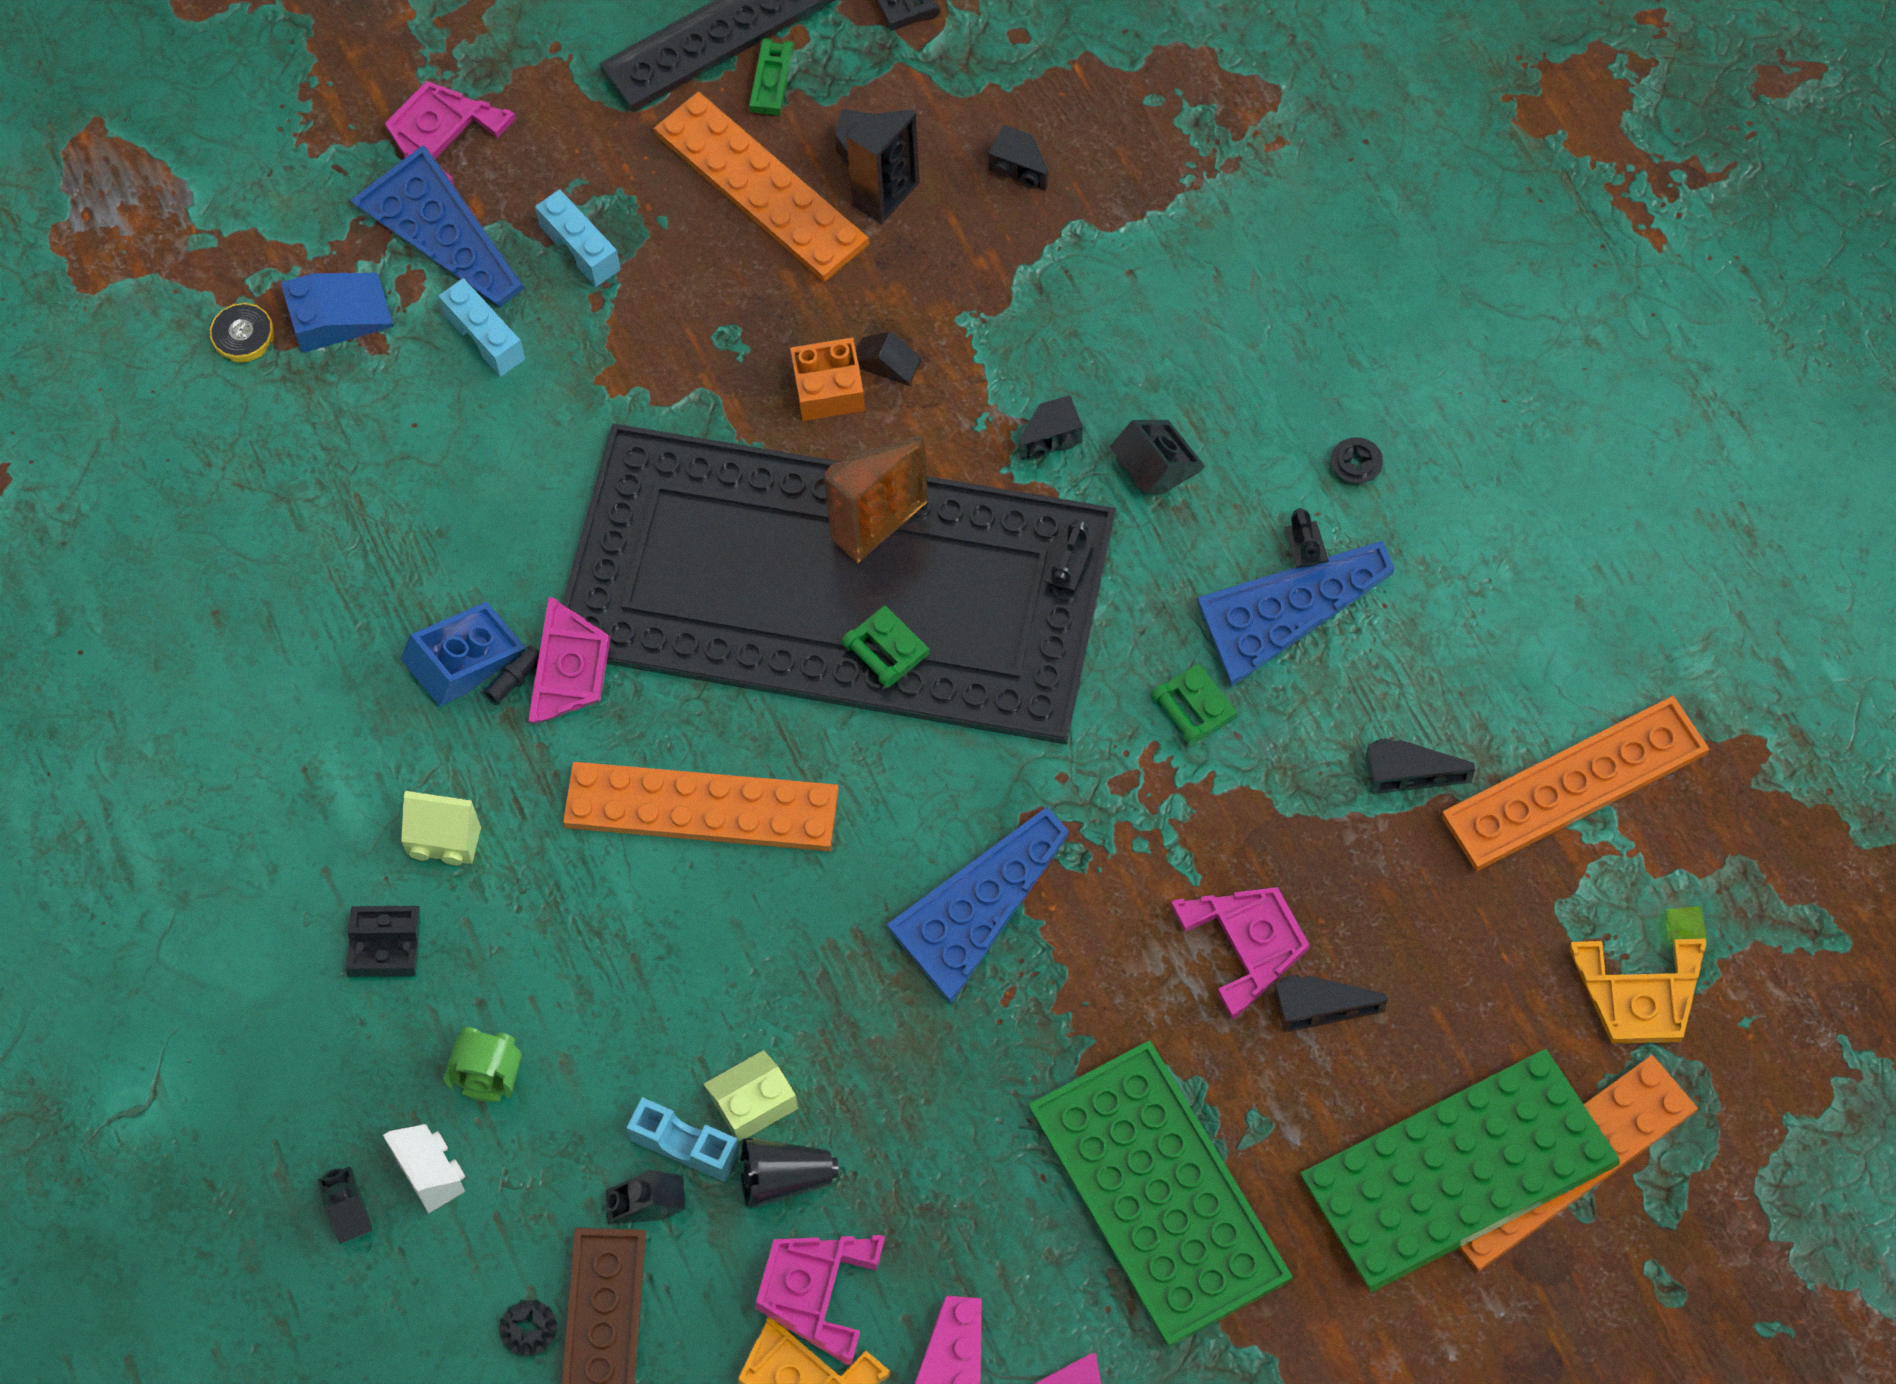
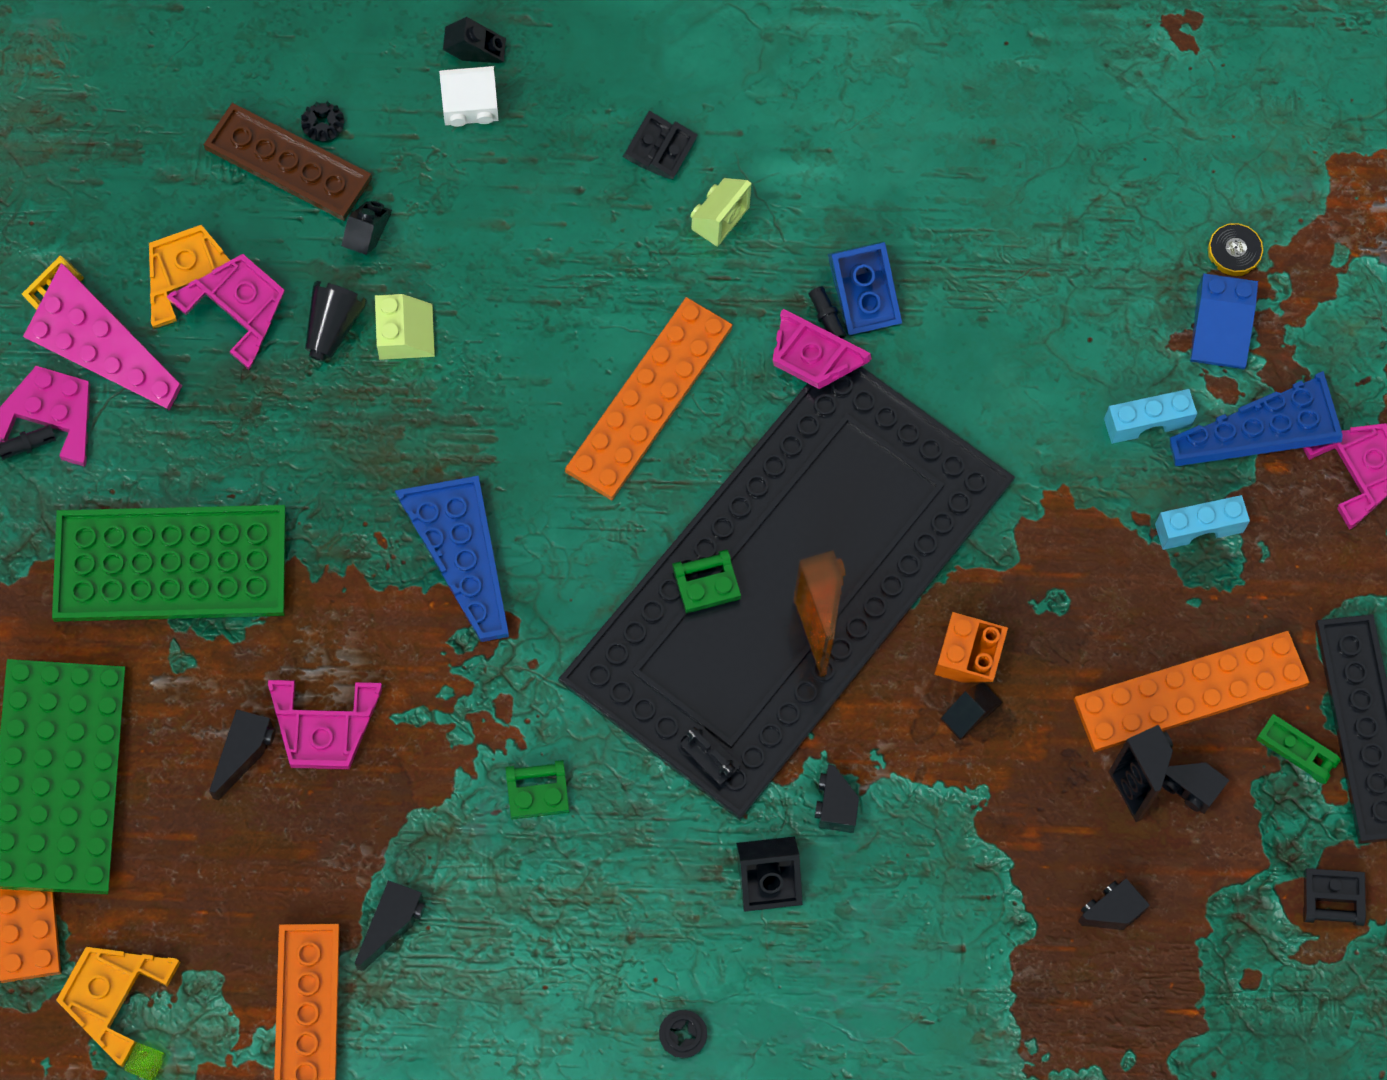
camera: 110 degrees right, 5 degrees up
(483, 1065) = (520, 161): bright green brick -> none
(664, 1133) = (408, 256): medium azure arch -> none
(1275, 611) = (581, 889): blue wing -> none
(1305, 540) = (626, 947): black hinge -> none

